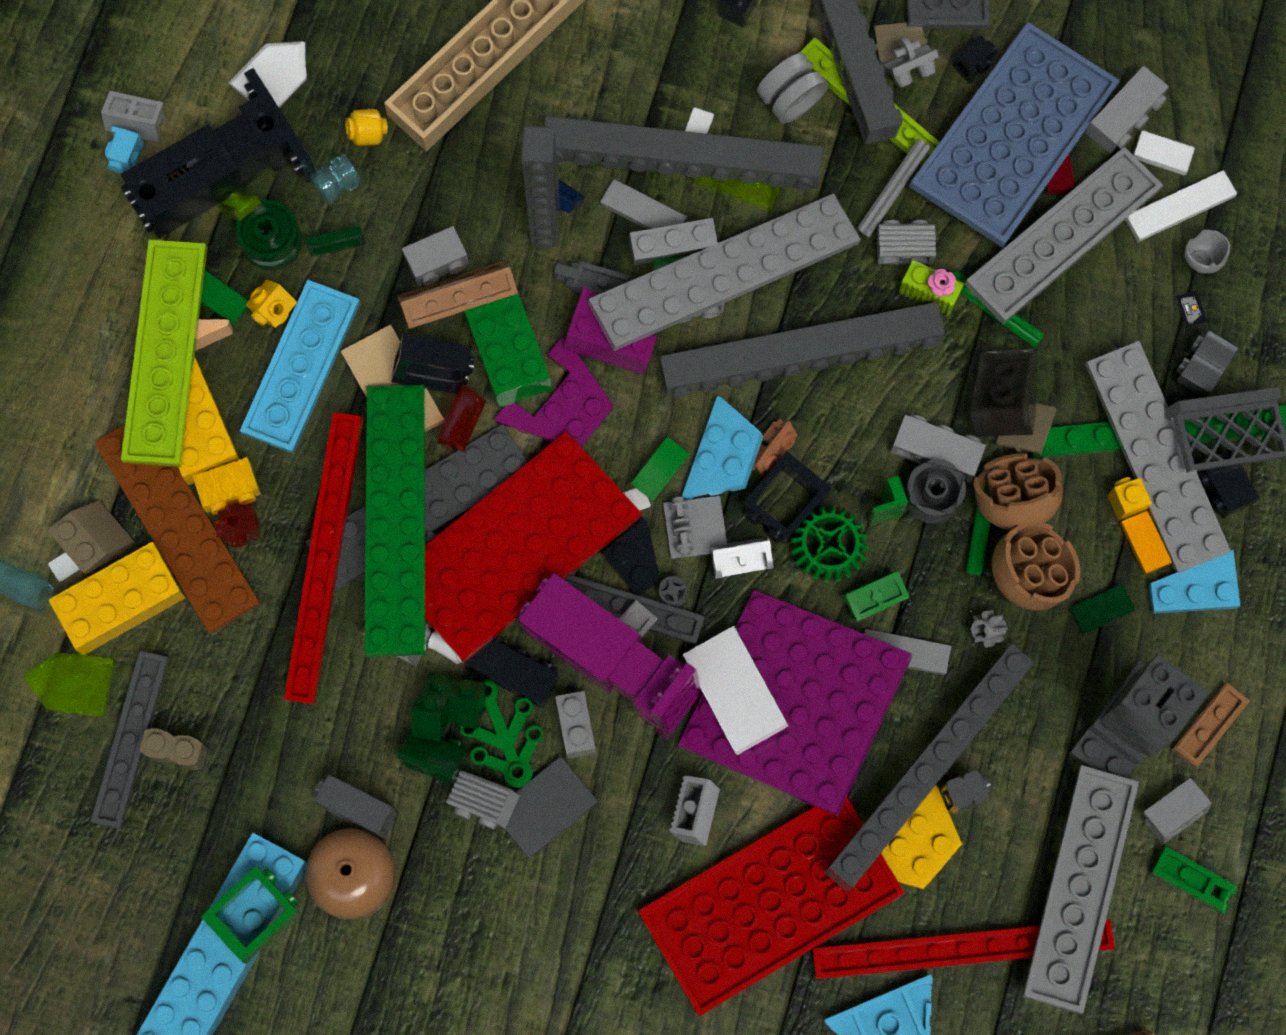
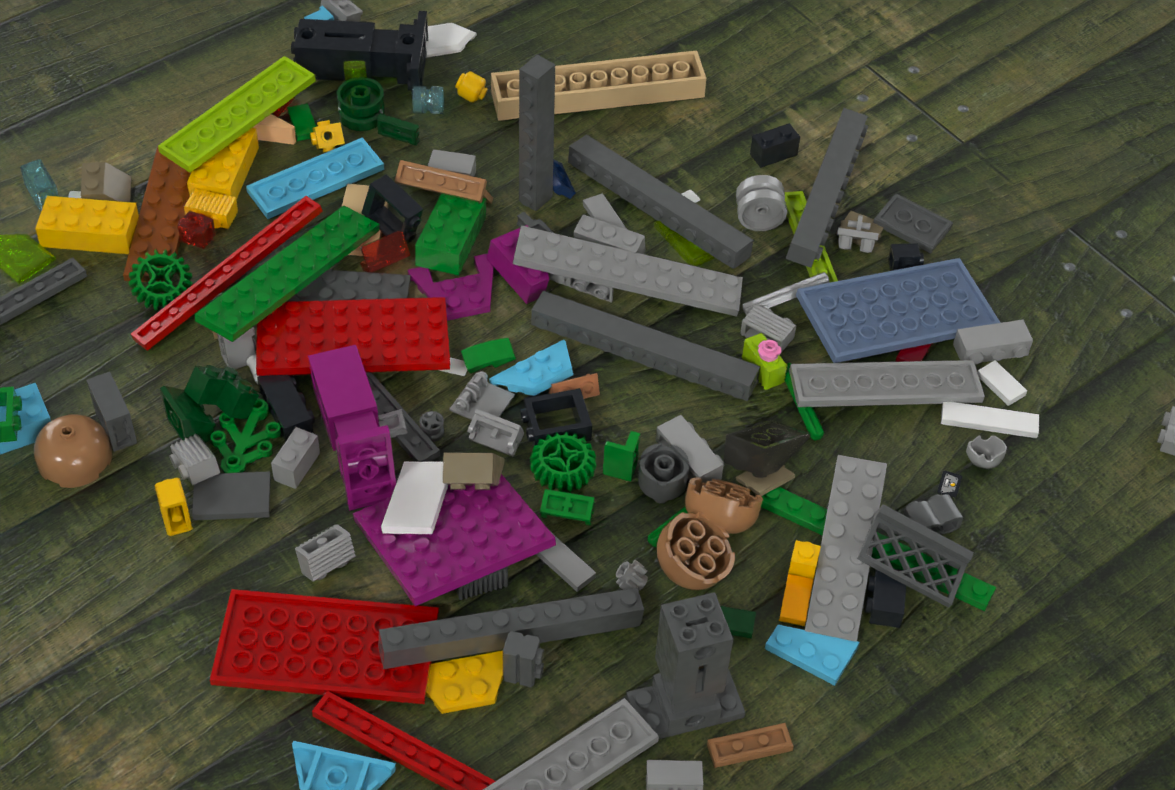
camera: 35 degrees right, 25 degrees down
(181, 749) = (38, 318): dark tan brick -> none
(259, 629) = (171, 266): none -> green gear
(511, 867) = (173, 506): none -> yellow brick
(634, 559) = (425, 394): black wing -> none
(766, 625) = (472, 470): none -> dark tan slope

